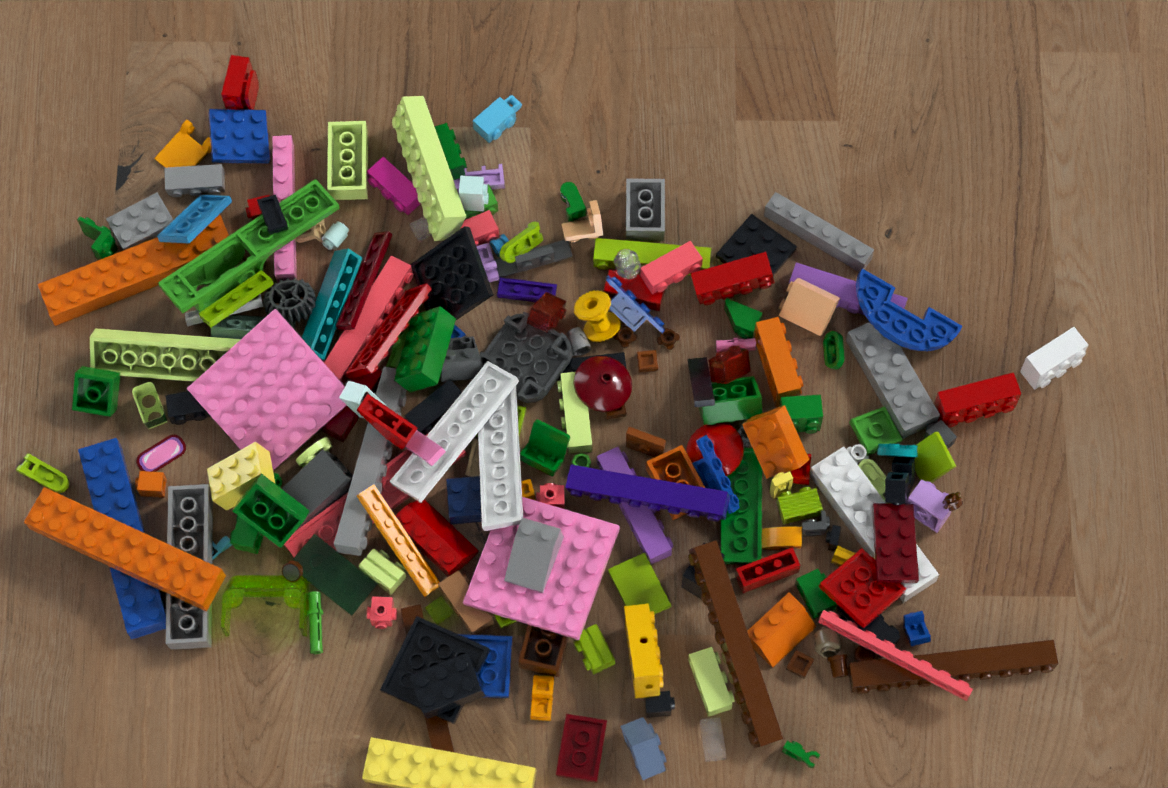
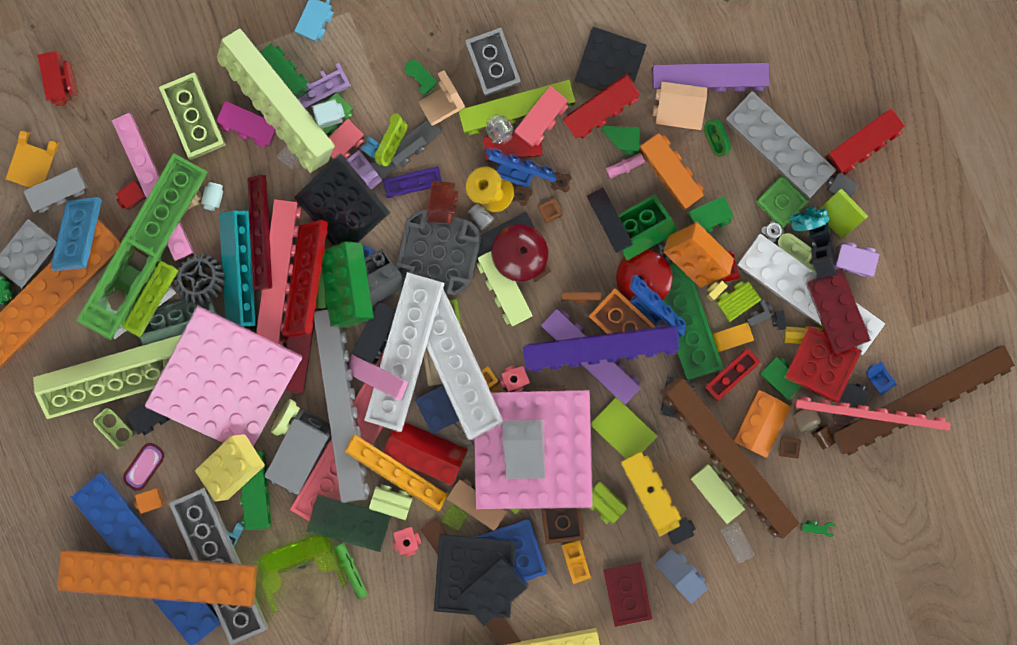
camera: 25 degrees left, 20 degrees up
(43, 474) = (47, 527): lime plate -> none
(96, 391) = (60, 435): green brick -> none
(239, 136) = (77, 128): blue plate -> none
(271, 510) = (273, 494): green brick -> none
(272, 214) = (150, 208): black tile -> none
(292, 571) = (313, 536): tile -> none
(354, 394) = (311, 360): light aqua brick -> none
(387, 422) = (343, 372): red slope -> none
(545, 448) = (491, 335): green bracket -> none
(581, 460) = (528, 333): bright green tile -> none
(729, 365) = (629, 193): clear red brick -> none
(818, 232) = (662, 24): light grey brick -> none
(899, 324) = (768, 95): blue plate -> none
(952, 501) = (878, 258): reddish brown plate -> none
(1054, 358) = (922, 74): white brick -> none

